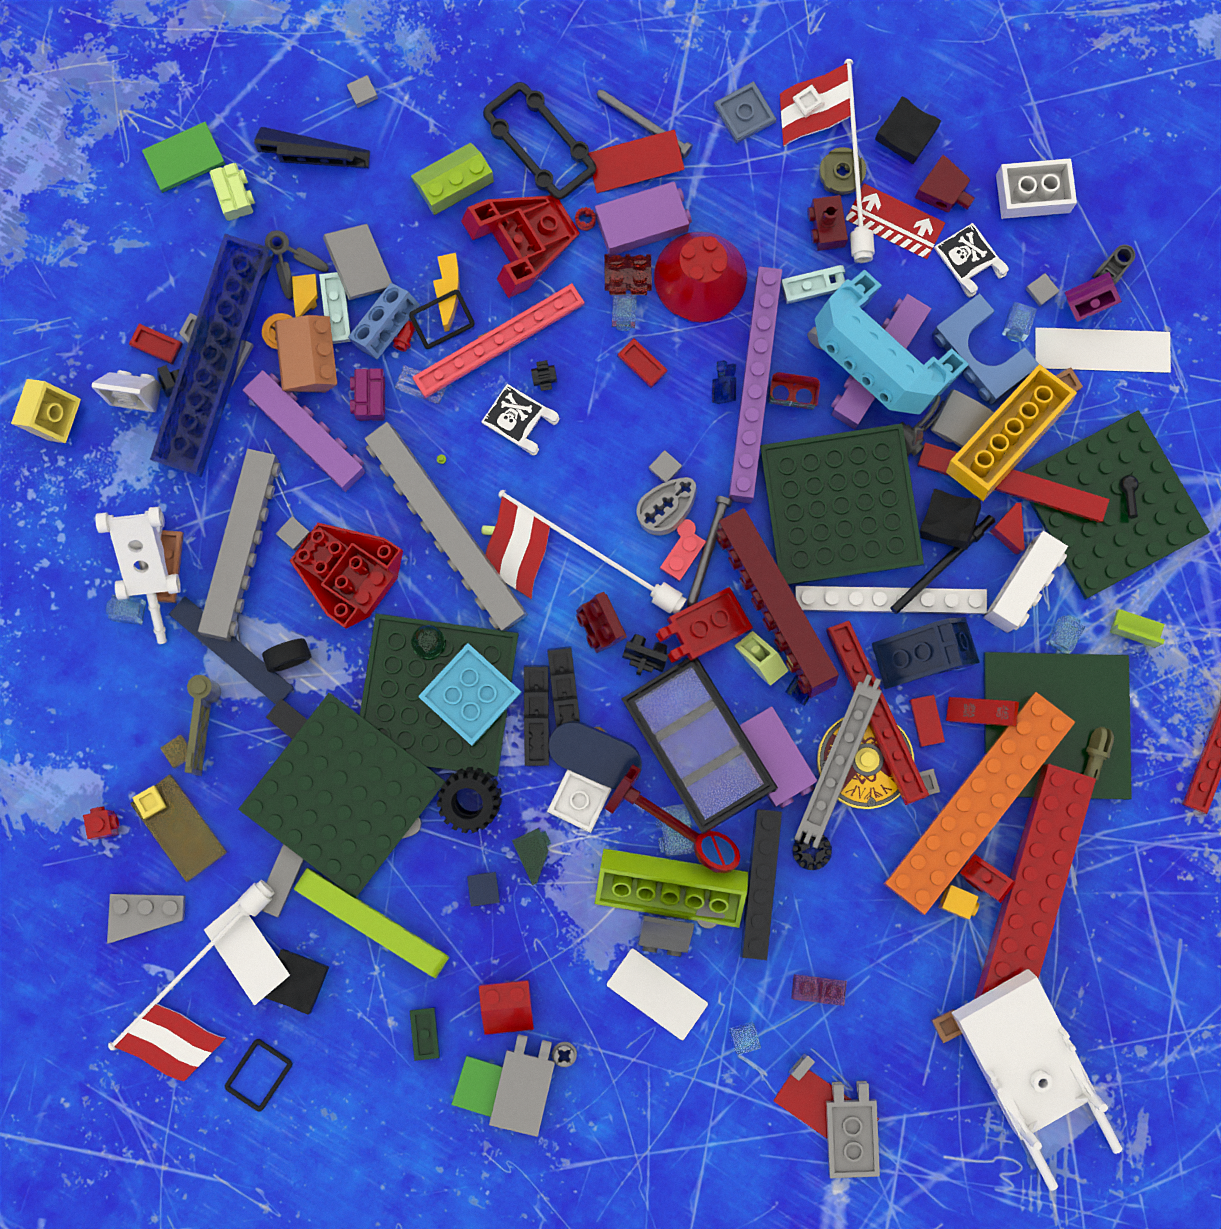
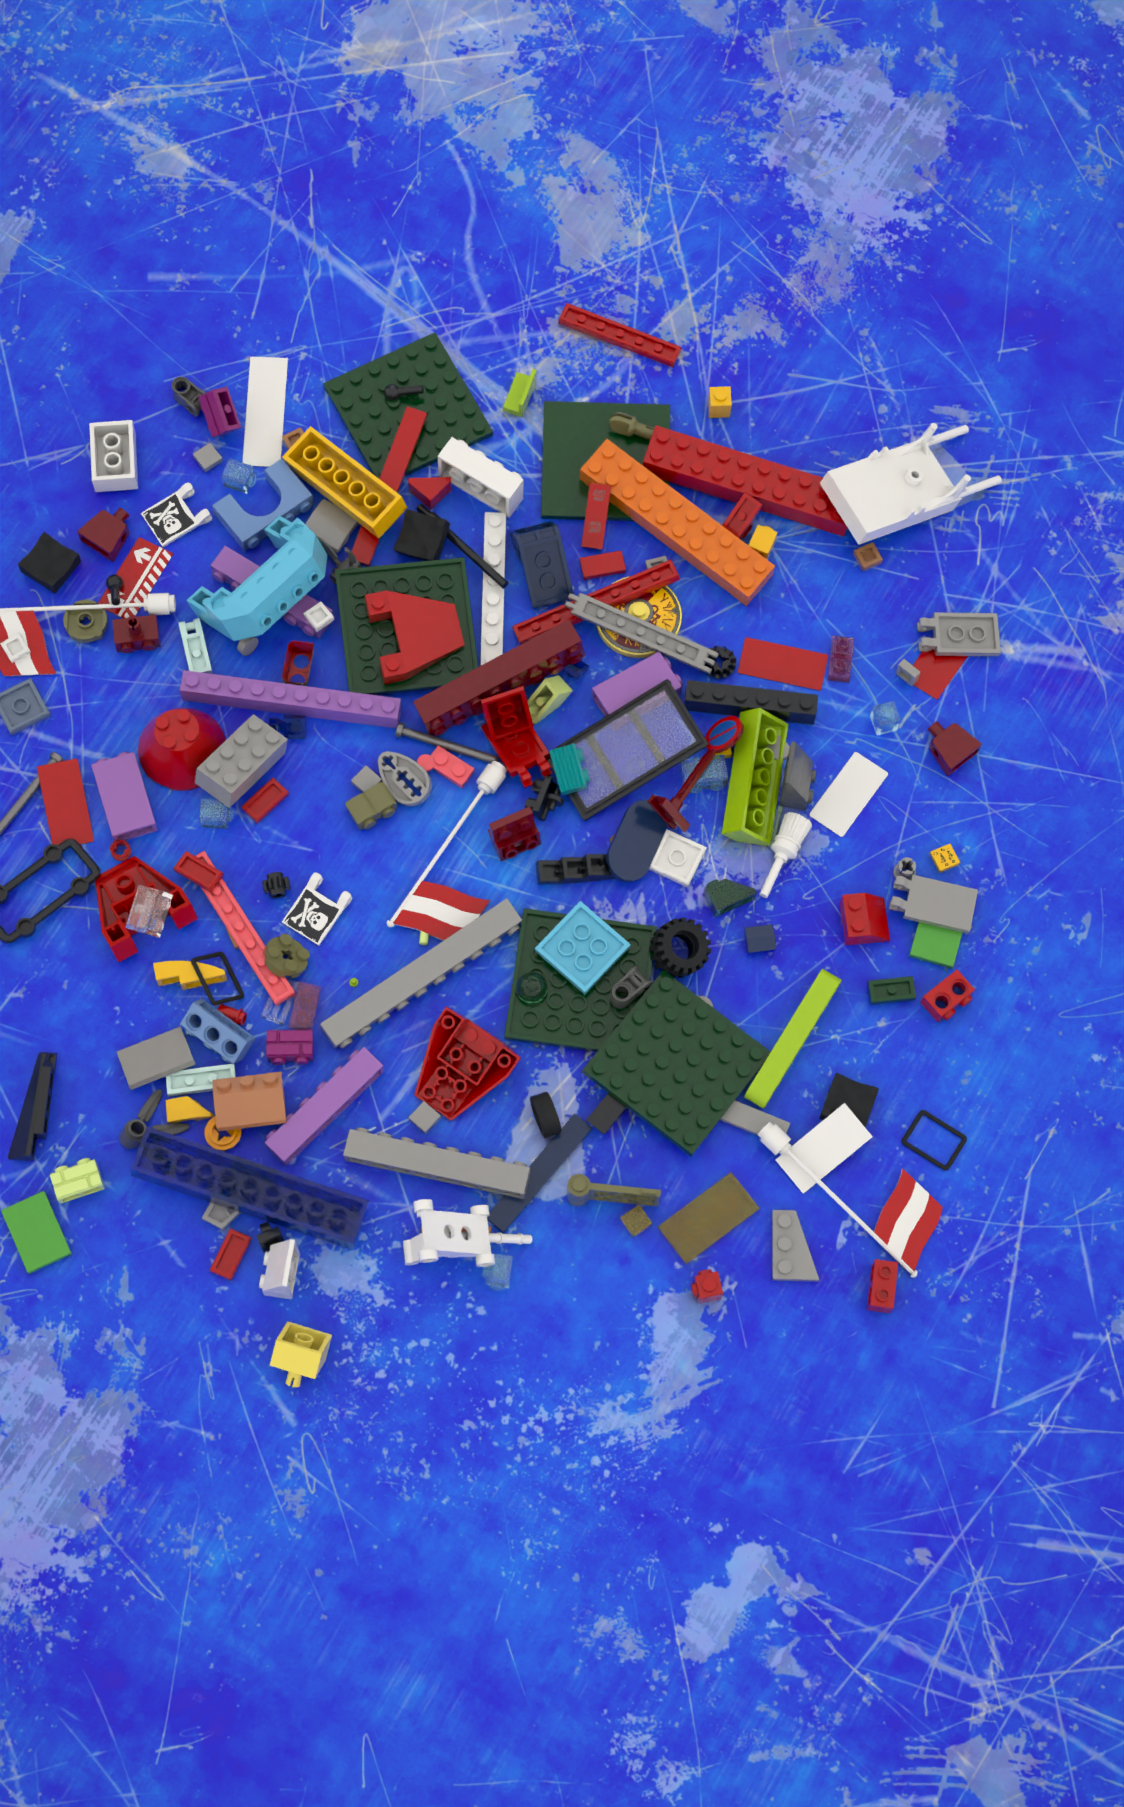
camera: 90 degrees left, 10 degrees down
(95, 1011) = (882, 1286): none -> red brick
(149, 802) = (685, 1242): light yellow tile -> none
(411, 408) = (304, 1006): none -> clear pink slope
(421, 1092) = (944, 993): none -> red brick
(425, 745) = (633, 985): none -> dark grey piece
(453, 178) = (72, 971): lime slope -> none
(467, 399) = (286, 946): none -> olive plate
(506, 243) = (149, 911): none -> clear brick
(536, 715) = (599, 894): black slope -> none
(558, 295) = (198, 872): none -> red tile
(580, 1100) = (944, 858): none -> yellow tile
(588, 920) = (786, 846): none -> white piece
(596, 907) = (778, 818): none -> sand green hinge
(628, 274) = (180, 809): clear red plate -> none
(634, 472) = (371, 806): none -> olive brick
(673, 680) = (568, 769): none -> teal brick
(679, 332) = (241, 761): none -> light grey brick
(712, 1115) = (952, 746): none -> dark red torso
(733, 610) = (506, 713): none -> red slope
(813, 924) = (783, 663): none -> red sticker
(833, 518) = (423, 629): none -> red wedge
(848, 408) = (318, 616): none -> white tile
(887, 198) = (114, 584): none -> black bar
(1065, 634) = (525, 449): clear light blue brick -> none
(1136, 856) = (719, 402): none -> yellow brick

